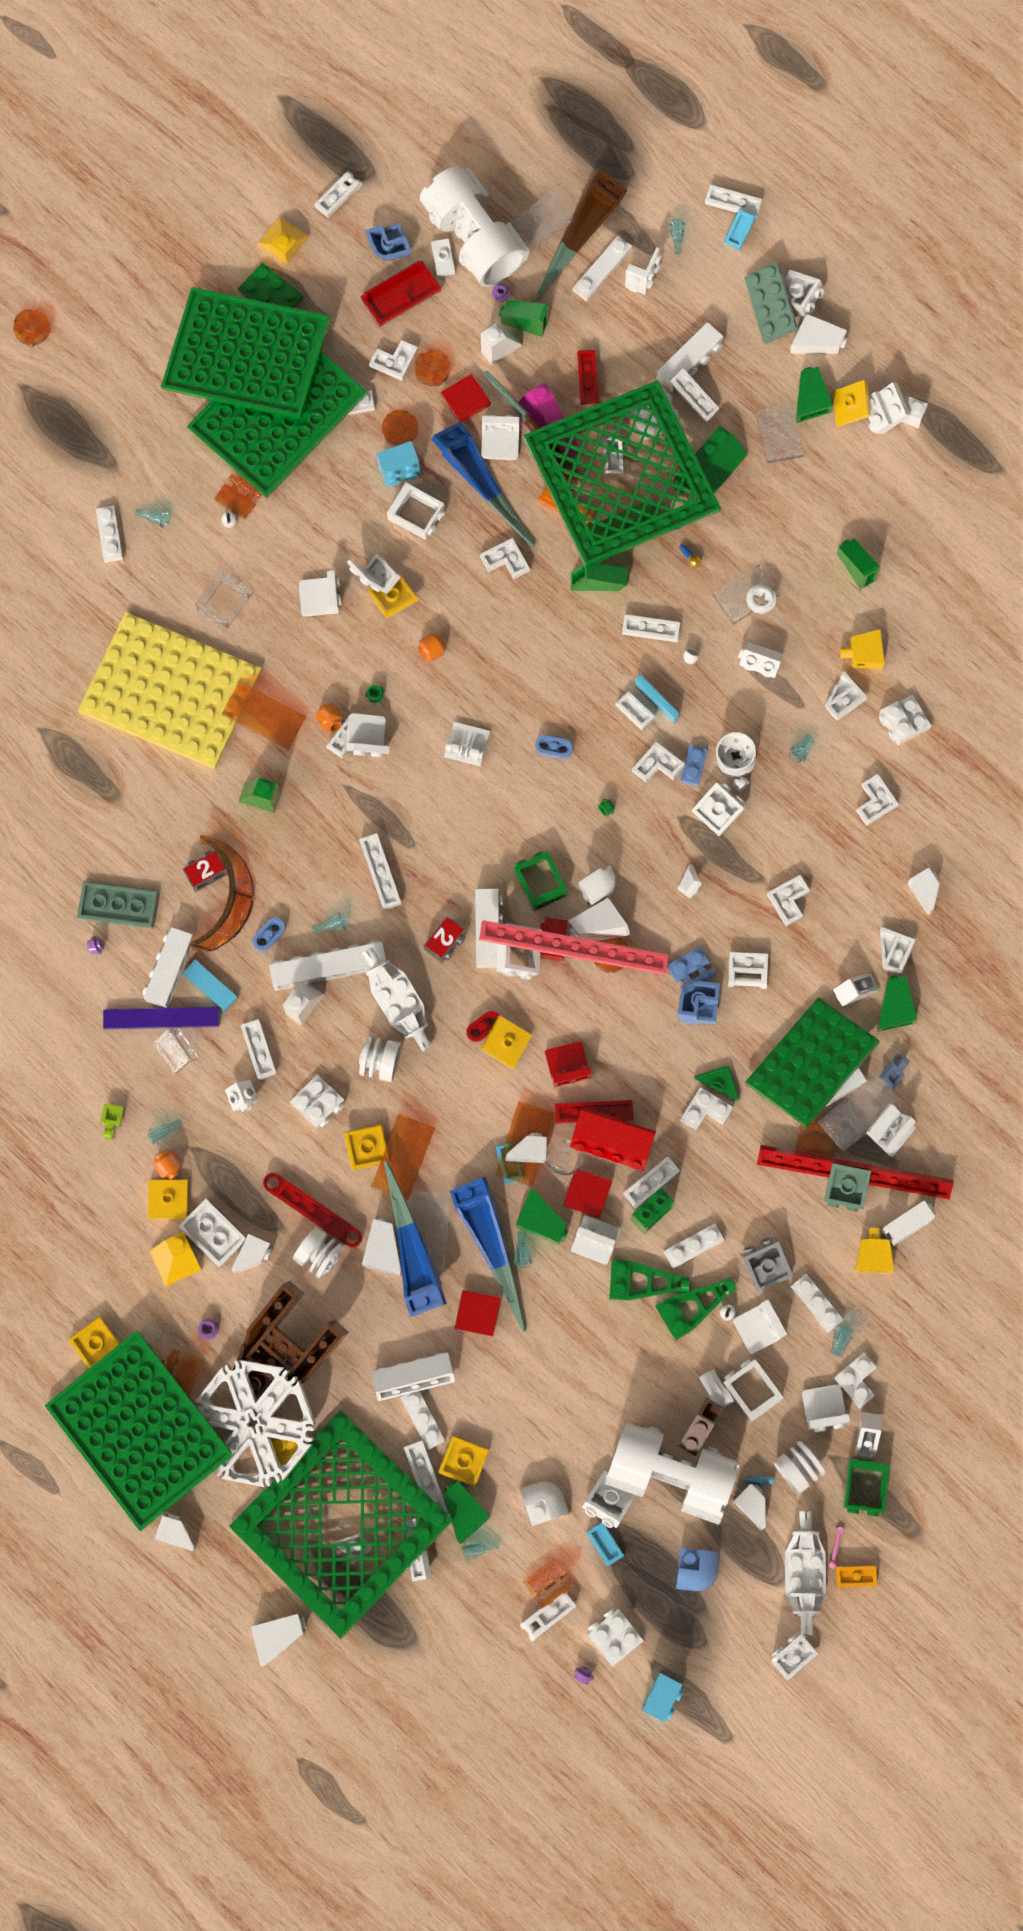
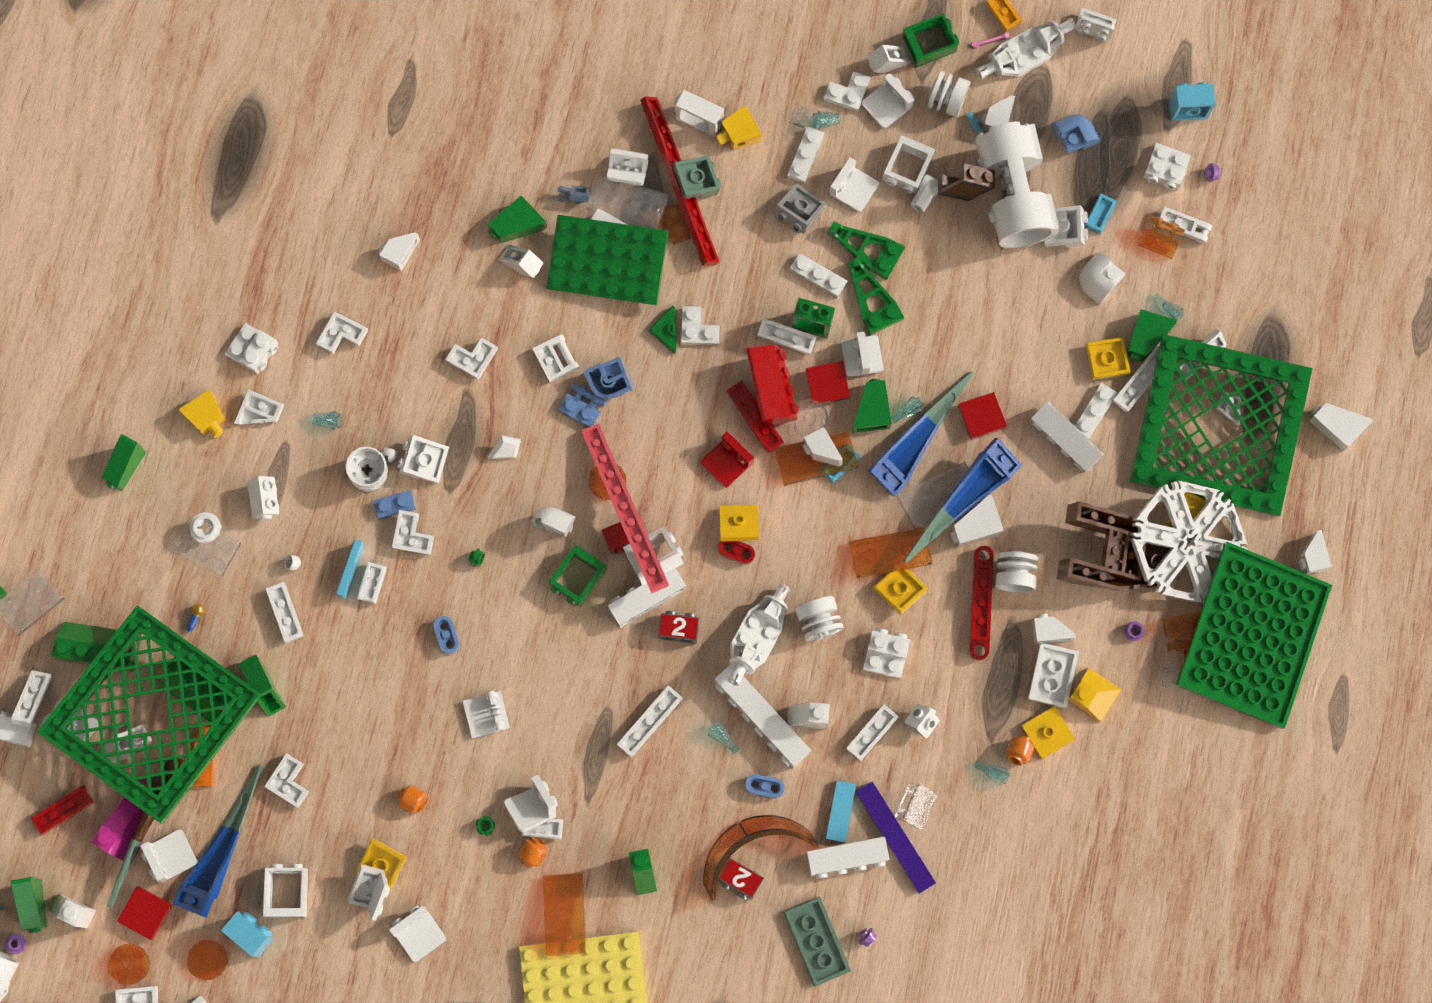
camera: 125 degrees left, 0 degrees up
(94, 1342) = (1206, 719): yellow plate -> none
(111, 1117) = (1009, 824): lime plate -> none
(599, 923) = (587, 502): white slope -> none
(731, 1314) = (856, 223): white hinge -> none
(895, 950) = (468, 247): white wing -> none

